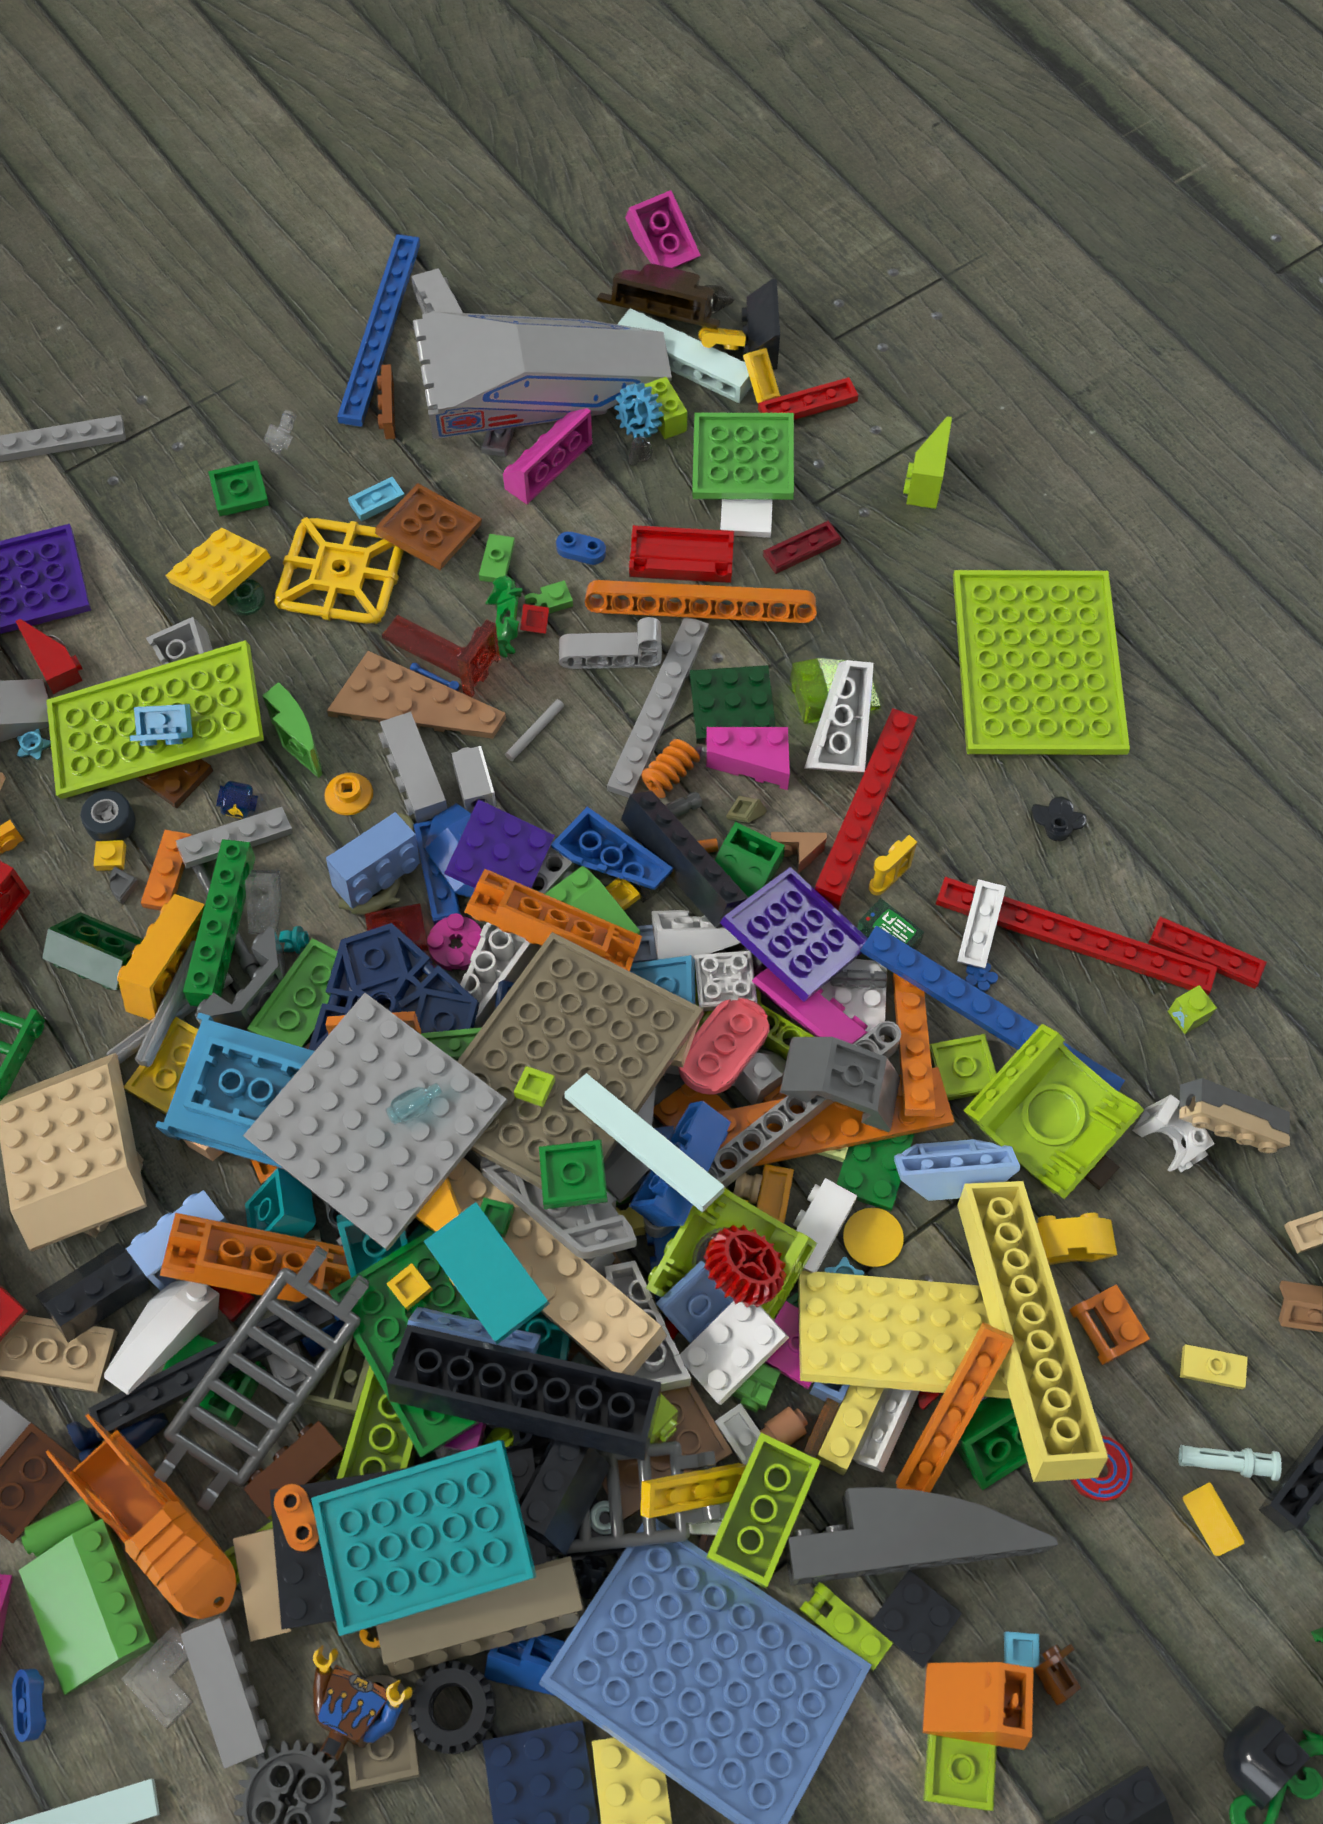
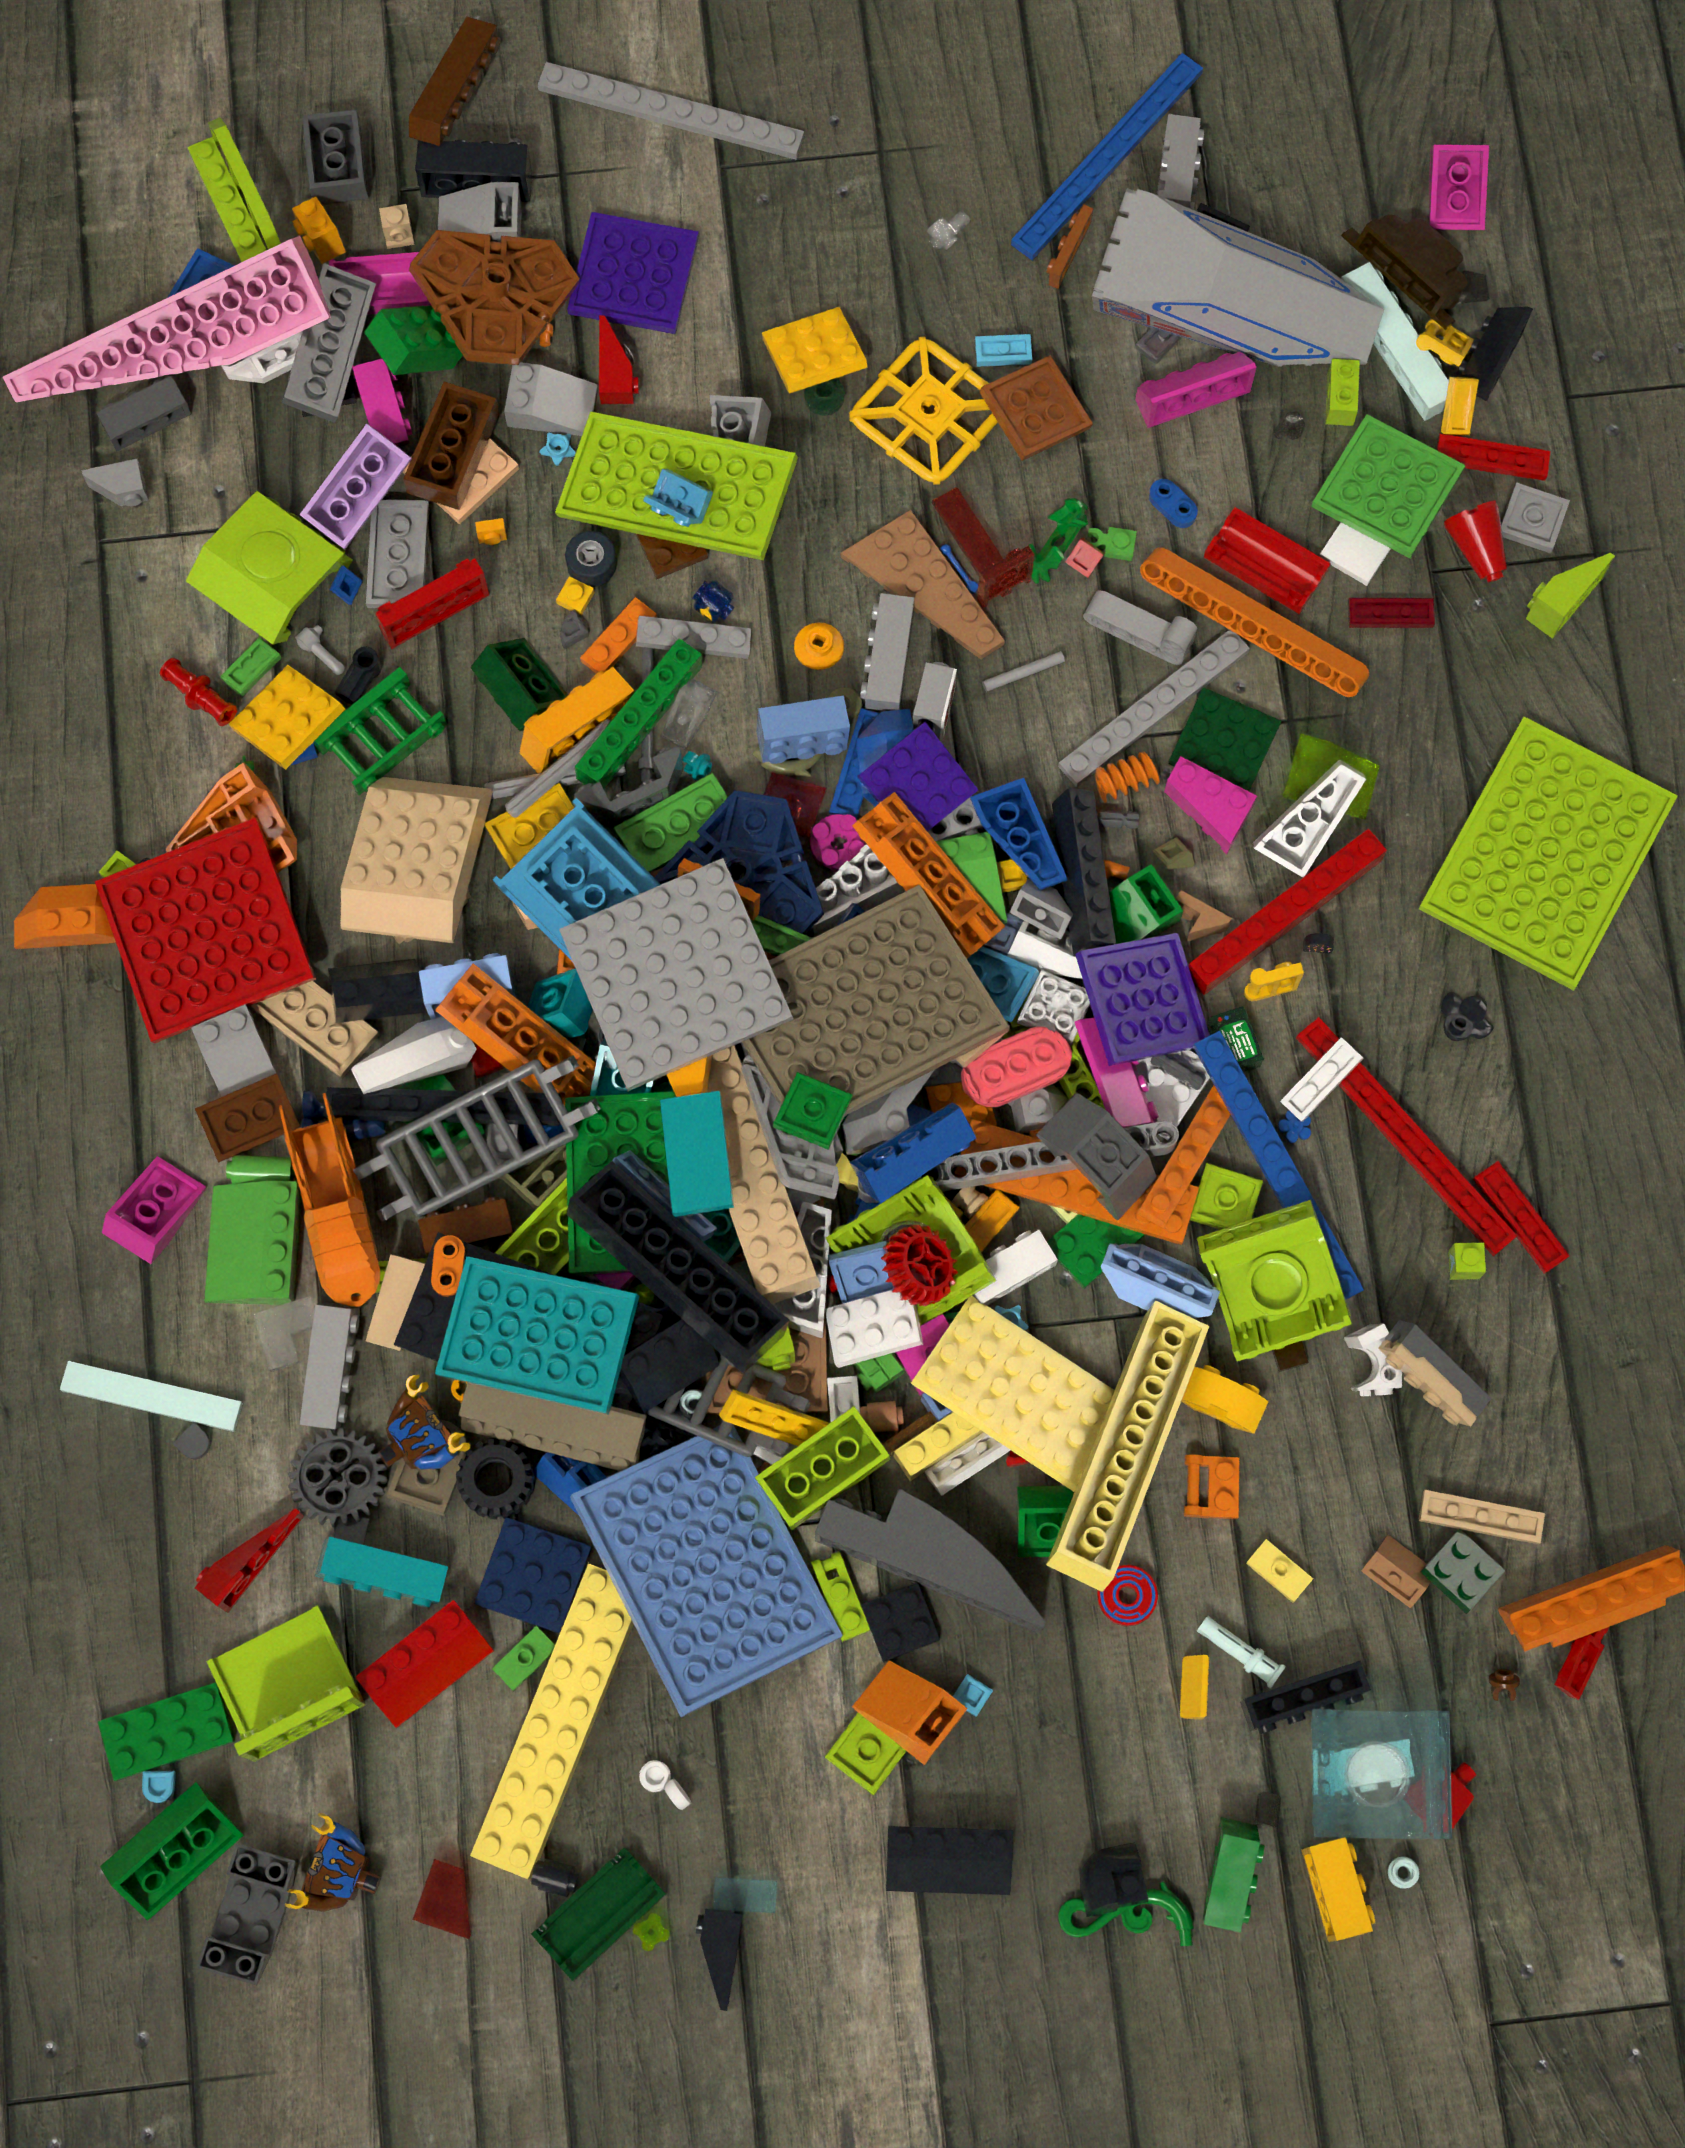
camera: 30 degrees right, 10 degrees up
(28, 1705) = (174, 1293): blue plate -> none
(238, 488) = (876, 271): green plate -> none
(292, 727) = (798, 557): bright green slope -> none
(409, 1286) = (631, 1130): yellow plate -> none
(412, 1104) = (710, 979): clear light blue plant -> none
(496, 557) = (1085, 473): bright green plate -> none
(498, 1214) = (734, 1110): green tile -> none
(534, 1086) = (823, 1017): lime plate -> none
(638, 410) = (1310, 385): dark azure gear -> none
(644, 1142) = (887, 1115): light aqua tile -> none
(666, 905) = (1042, 909): none -> light grey slope
(838, 460) = (1480, 539): none -> red cone
(866, 429) = (1534, 517): none -> light grey plate
(873, 1237) = (1054, 1302): yellow piece -> none
(906, 819) = (1318, 943): none -> black tile
(955, 1409) = (1025, 1477): orange plate -> none
(1056, 1675) = (987, 1727): reddish brown bracket -> none

